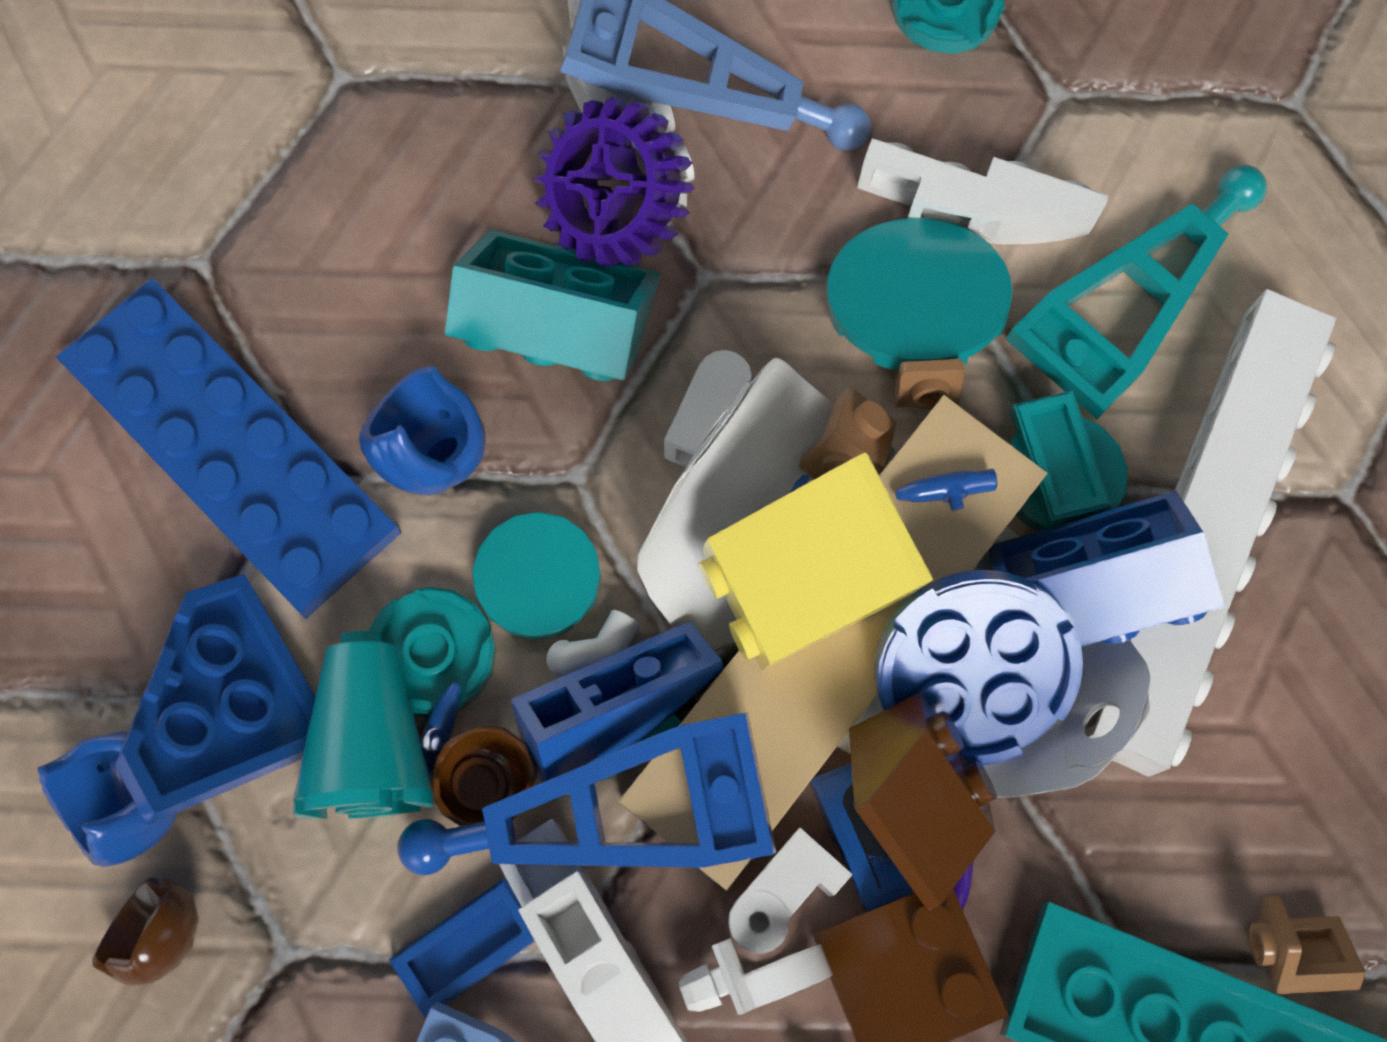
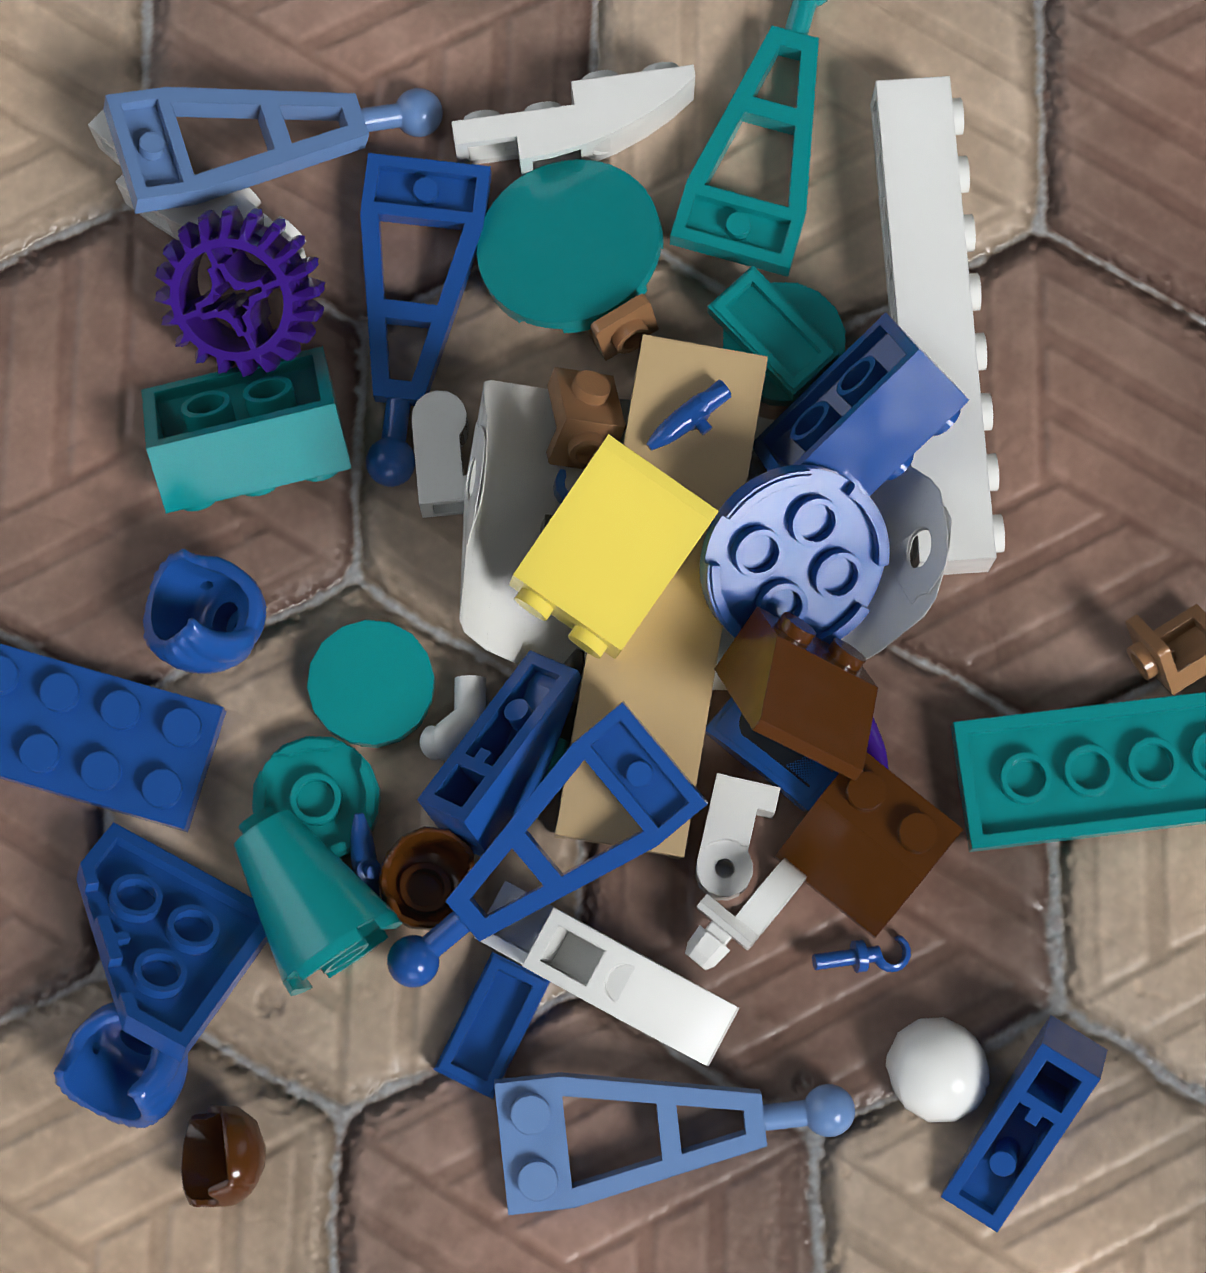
camera: 25 degrees left, 5 degrees up
(812, 190) = (421, 195): none -> blue plate

